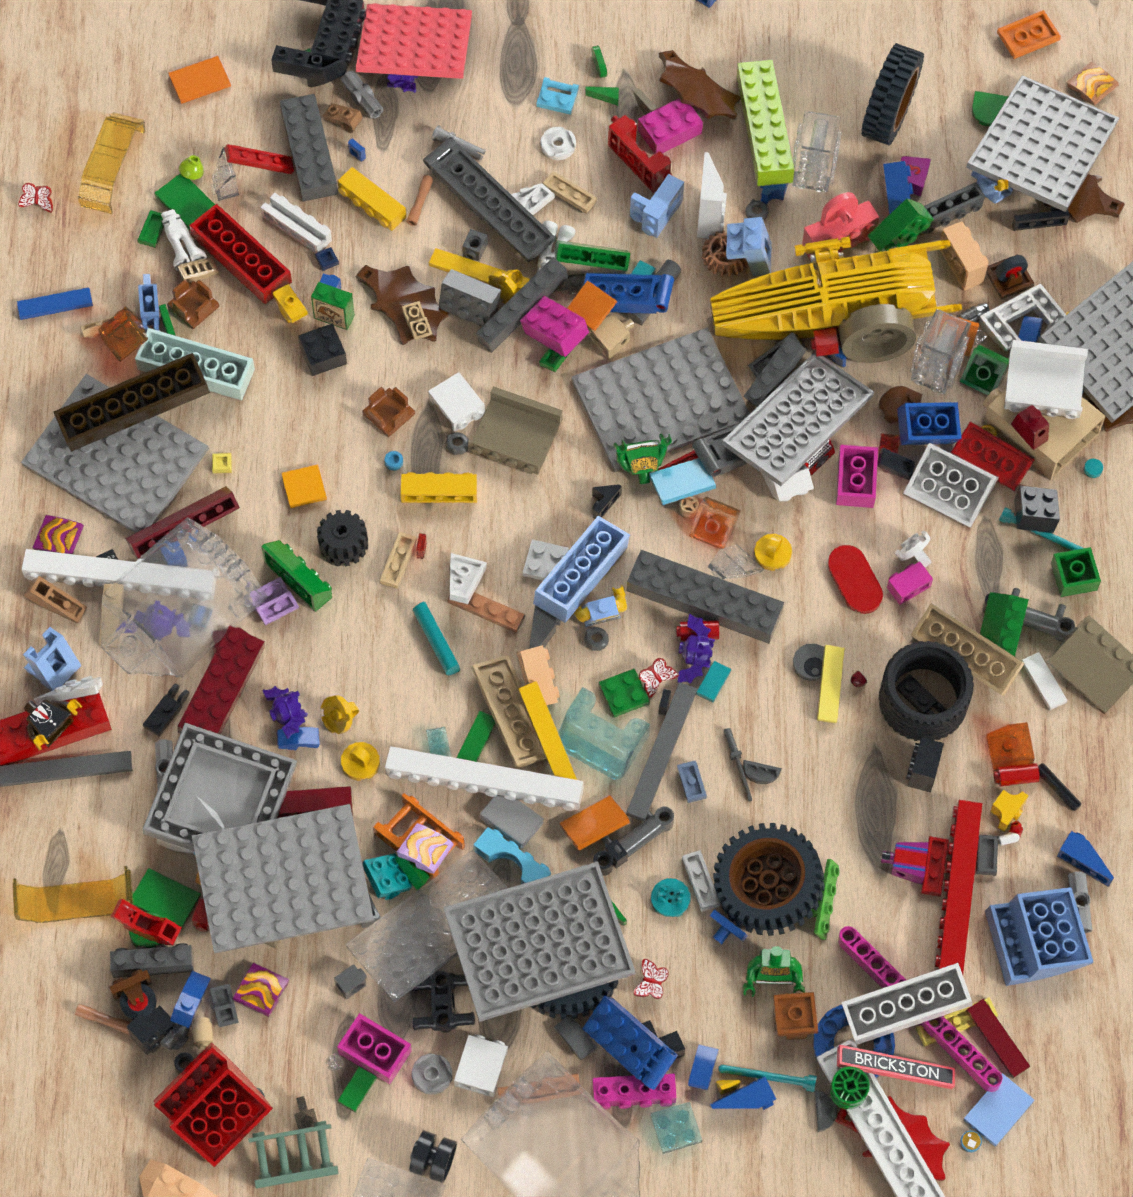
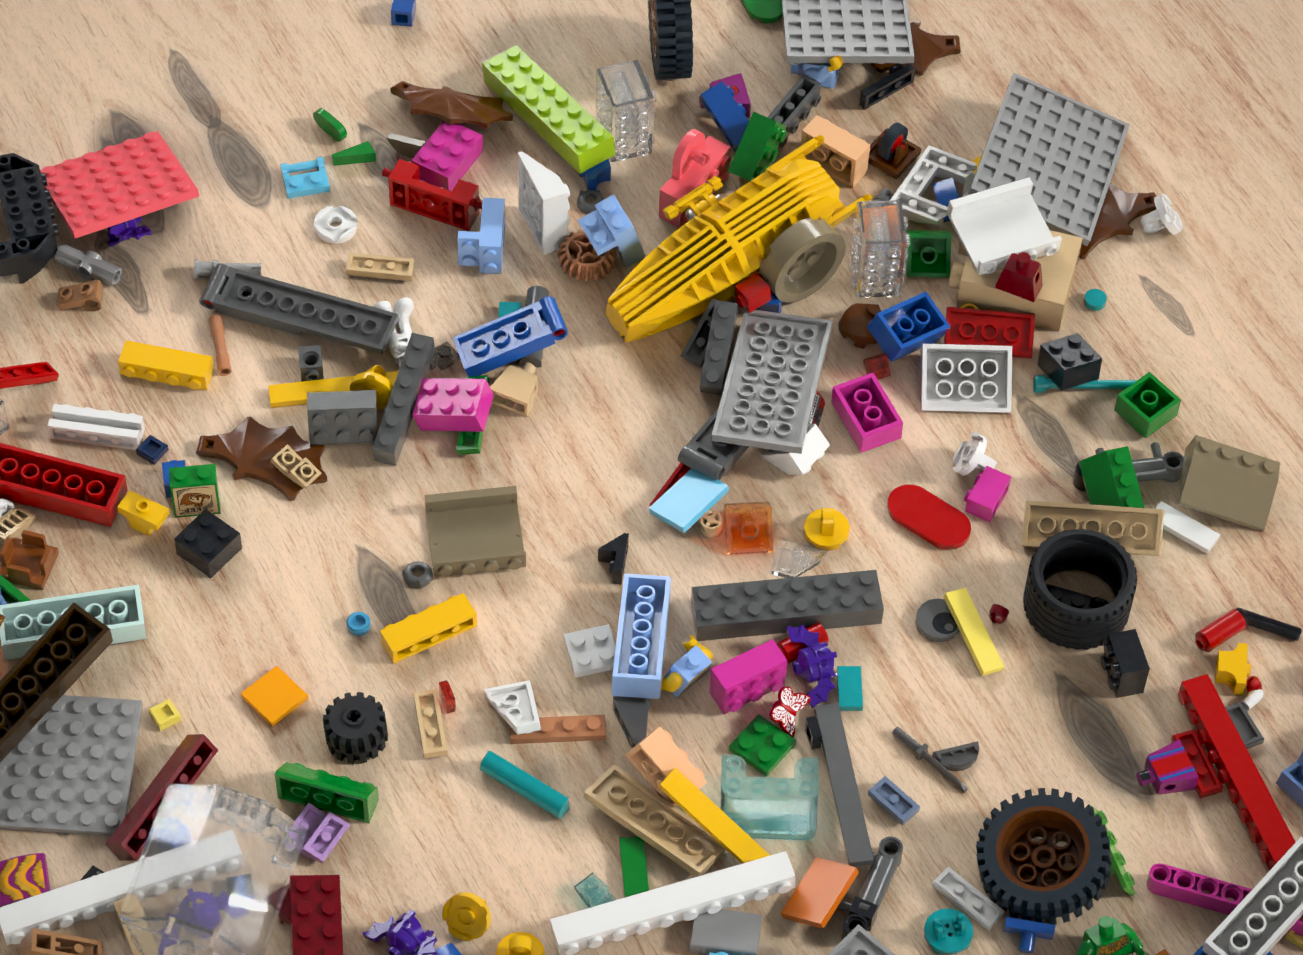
camera: 30 degrees left, 10 degrees down
(308, 147) = (62, 343): dark grey brick -> none
(356, 150) = (117, 323): blue tile -> none
(388, 410) = (321, 573): dark orange panel -> none
(457, 401) = (393, 529): white panel -> none
(534, 198) = (346, 285): white wing -> none
(592, 255) = (447, 317): green brick -> none
(592, 305) = (483, 361): orange tile -> none
(596, 646) = (696, 712): dark grey piece -> none
(641, 637) = (748, 677): none -> dark pink brick
(642, 456) = (633, 492): green torso -> none
(665, 390) = (609, 431): light grey plate -> none
(895, 463) = (898, 383): black tile -> none
(1010, 745) = (1195, 605): clear orange slope -> none

